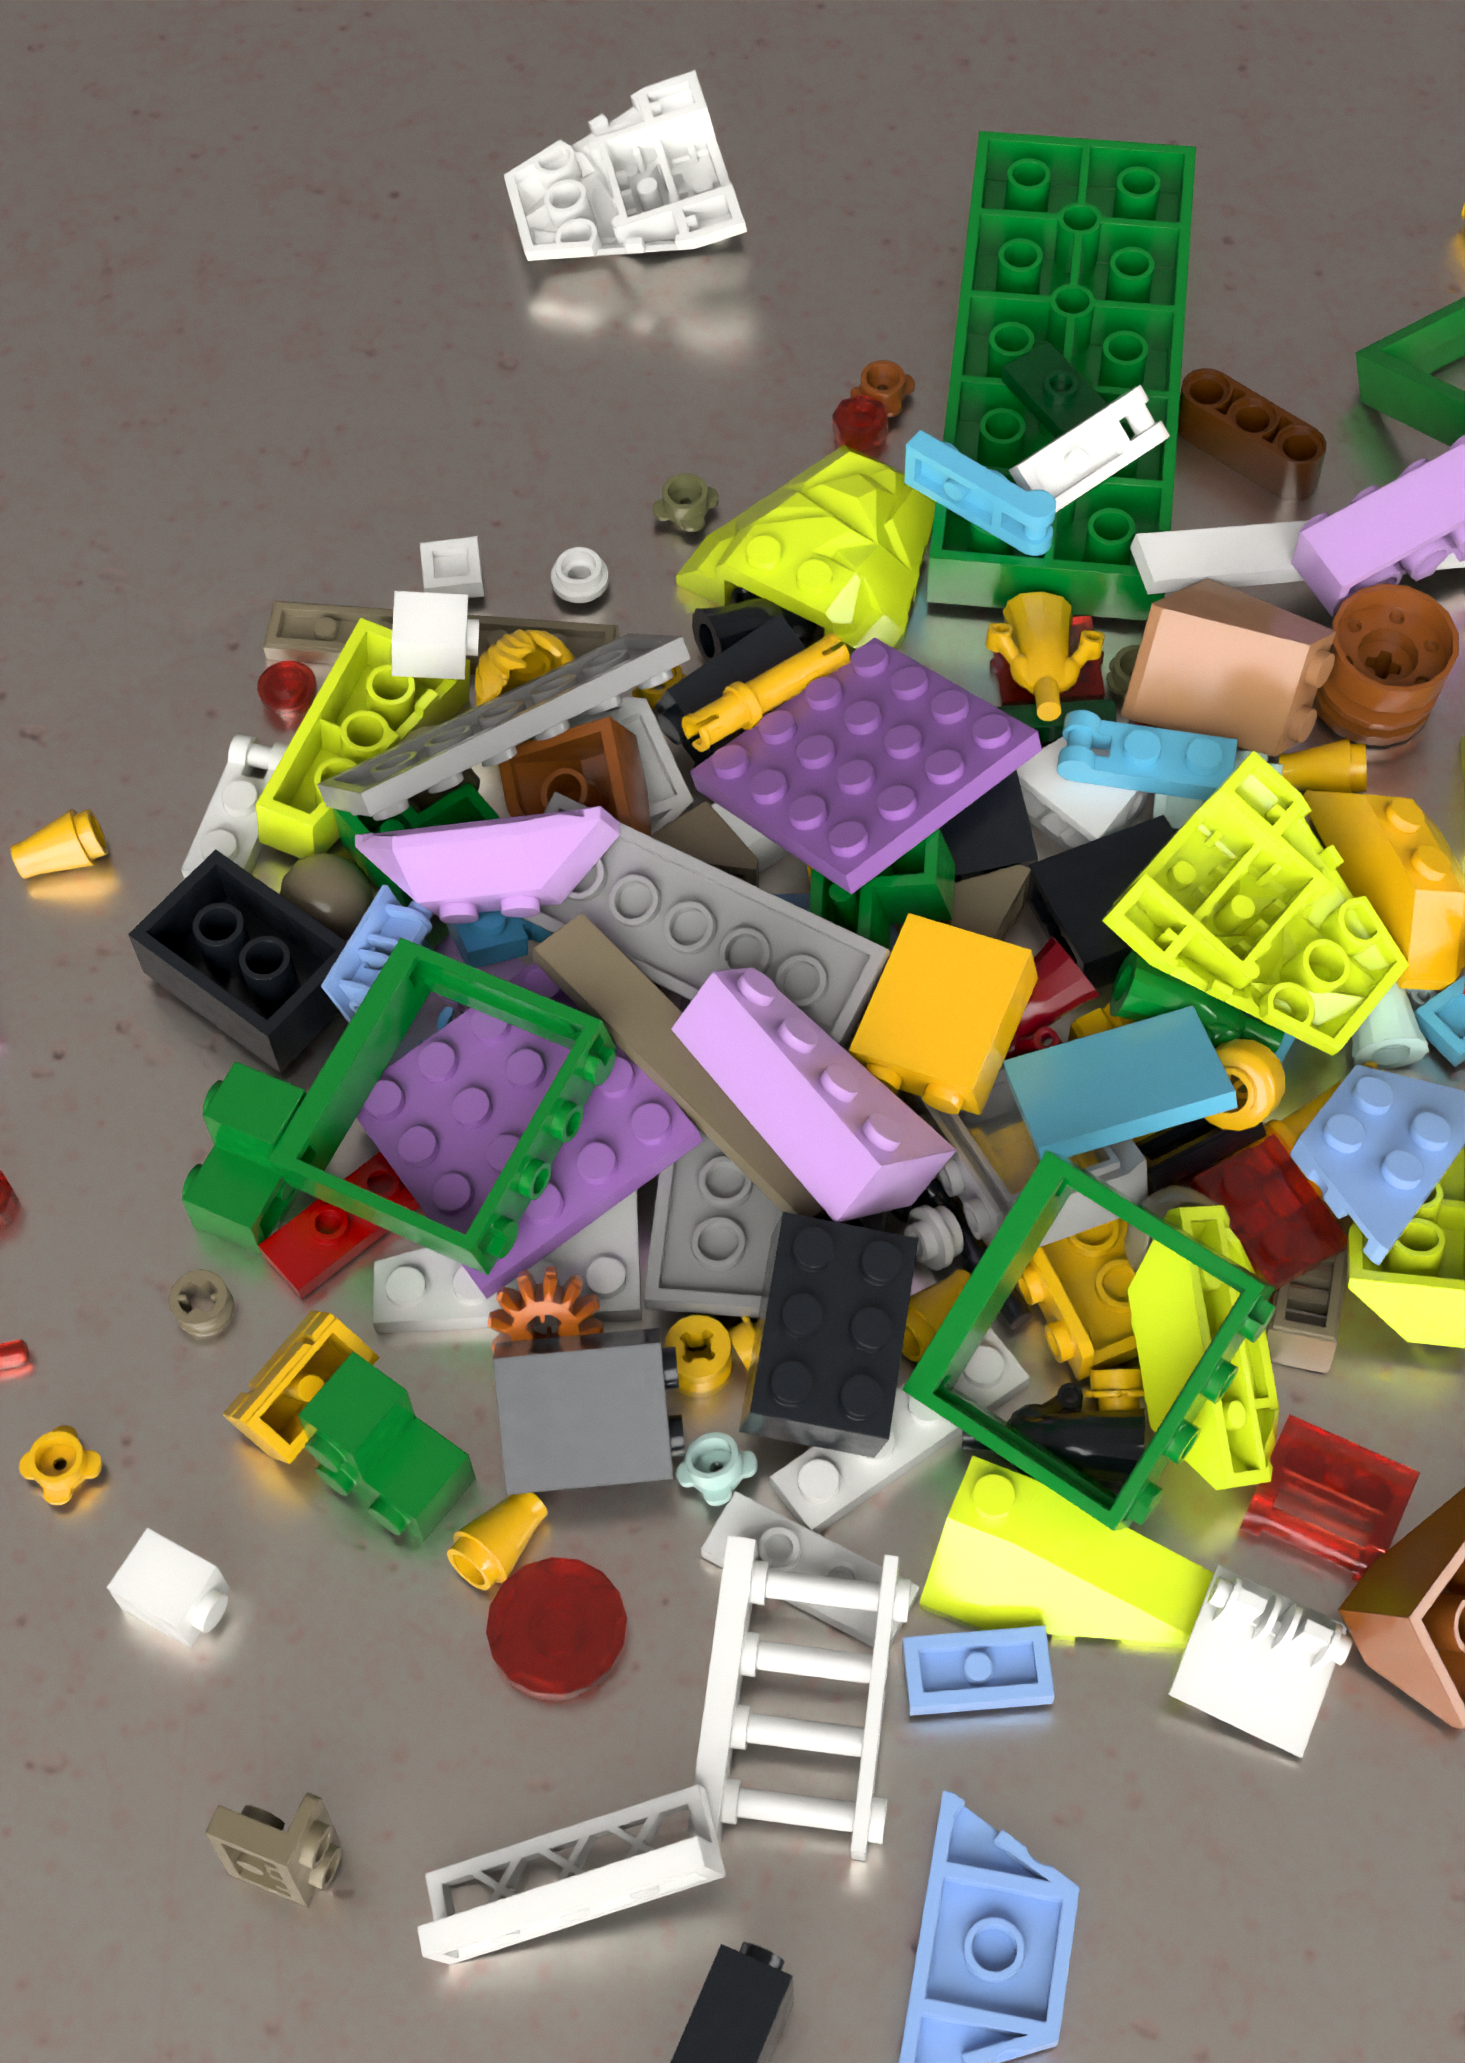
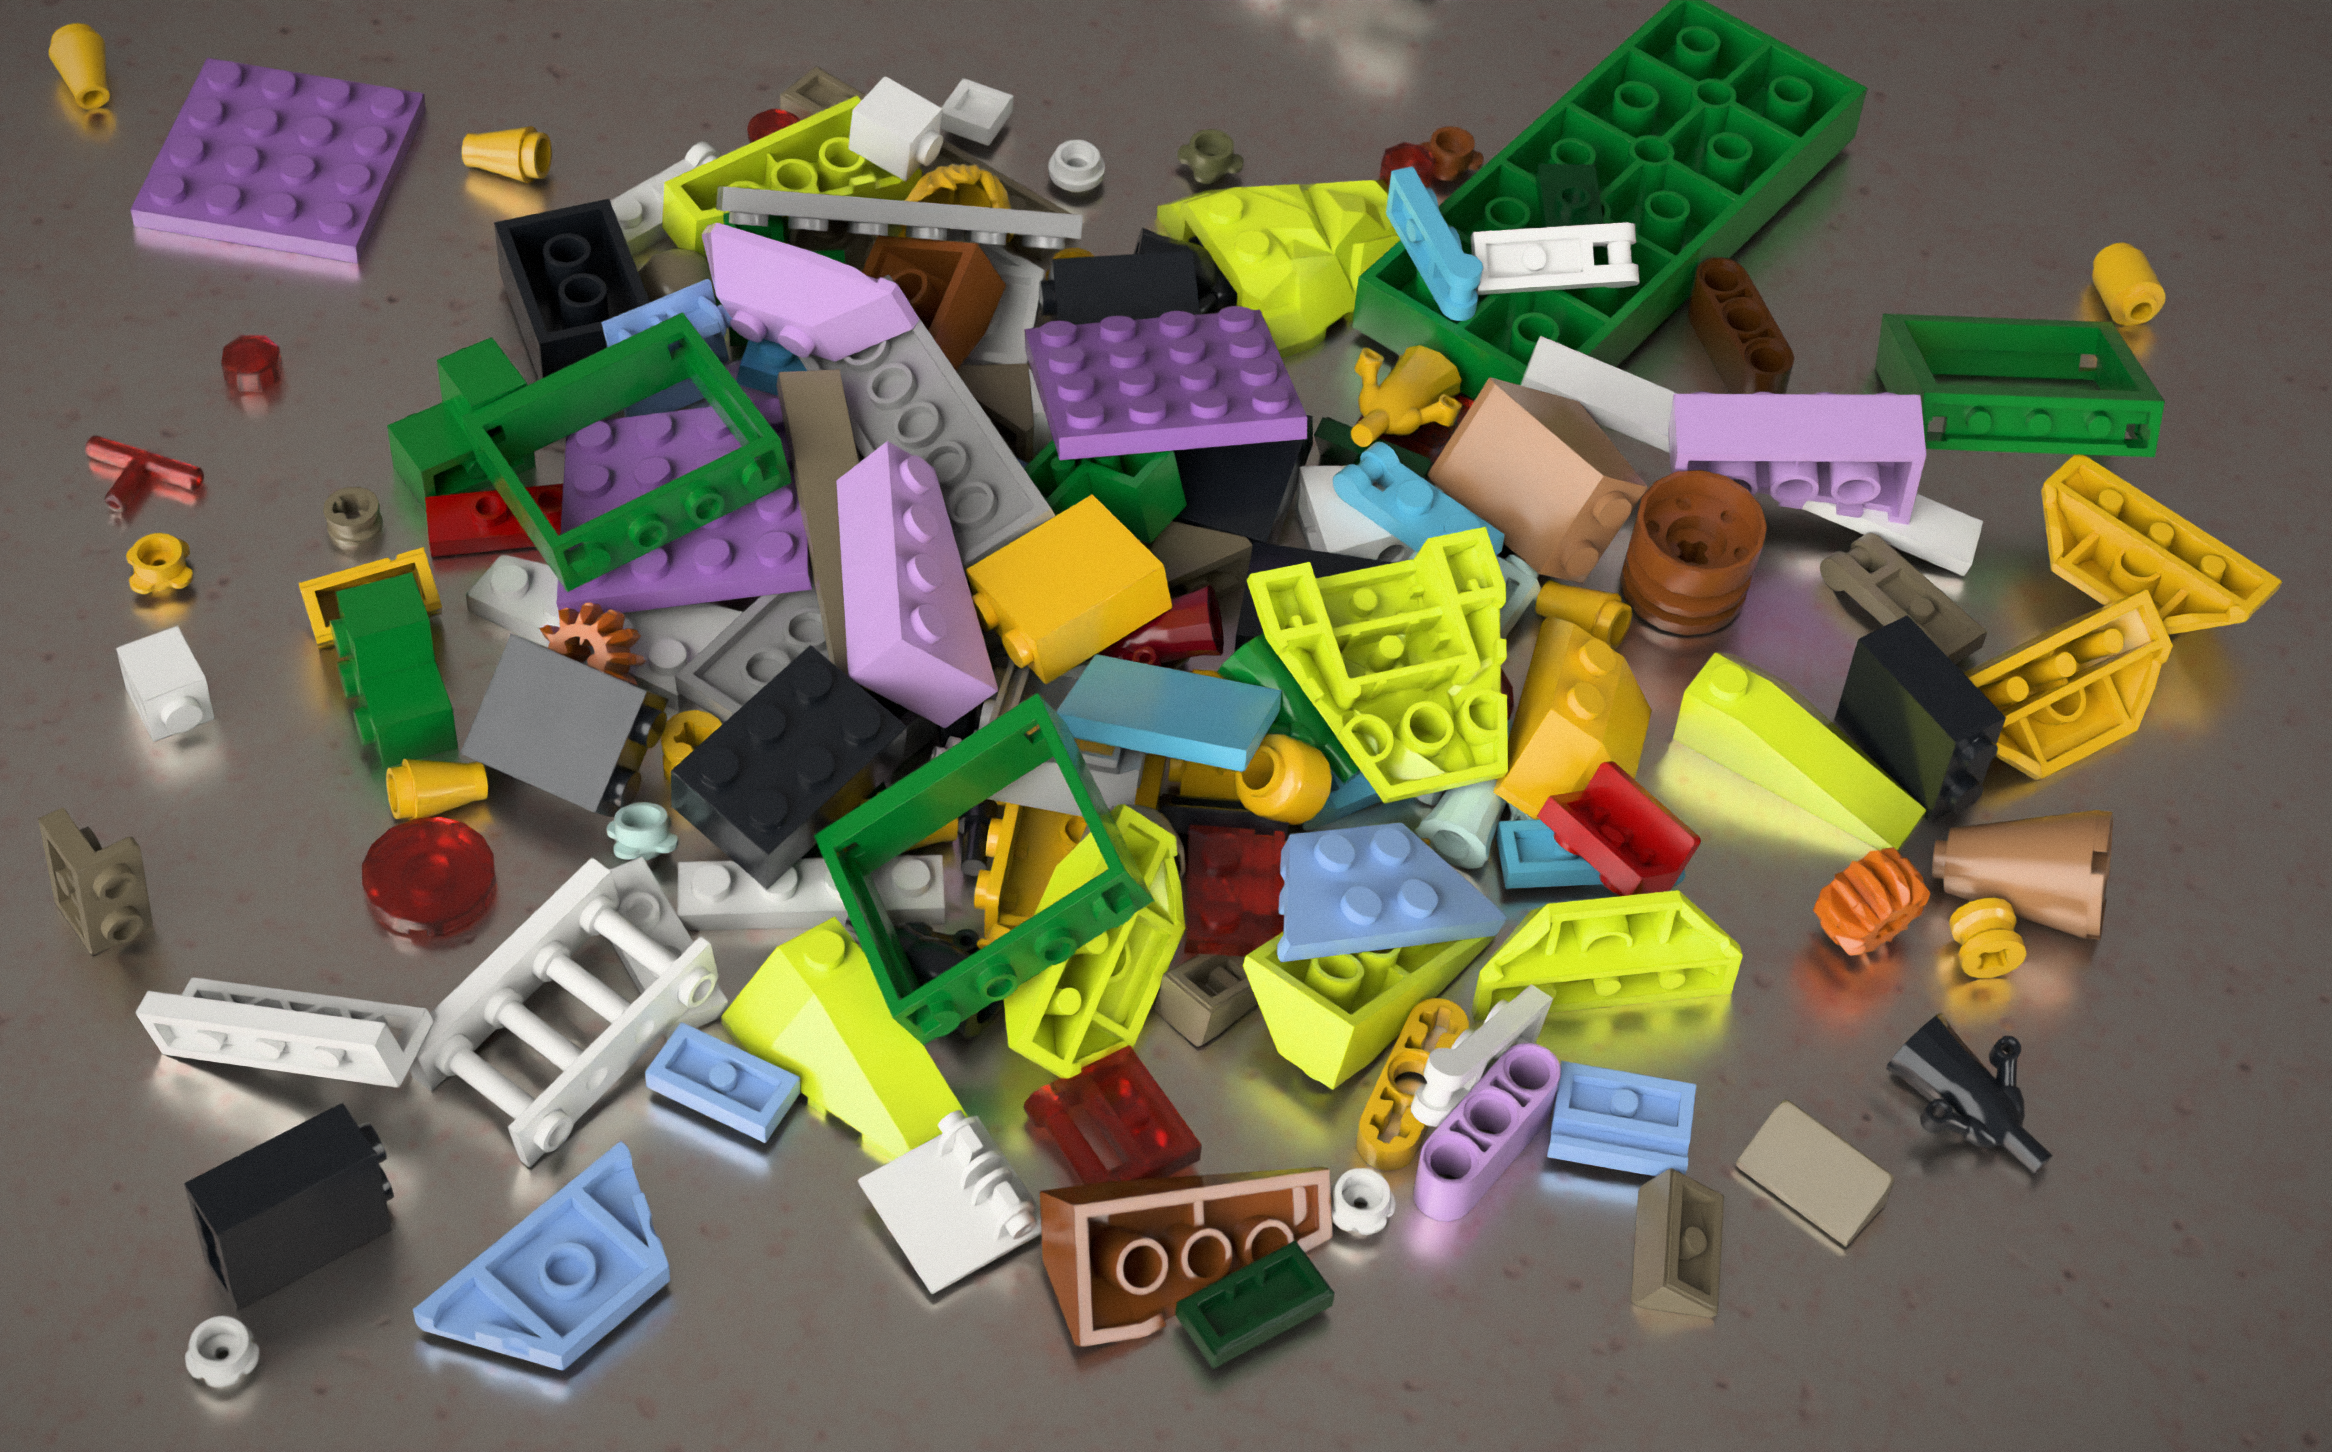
camera: 25 degrees right, 10 degrees down
(747, 703) = (1132, 300): yellow pin -> none

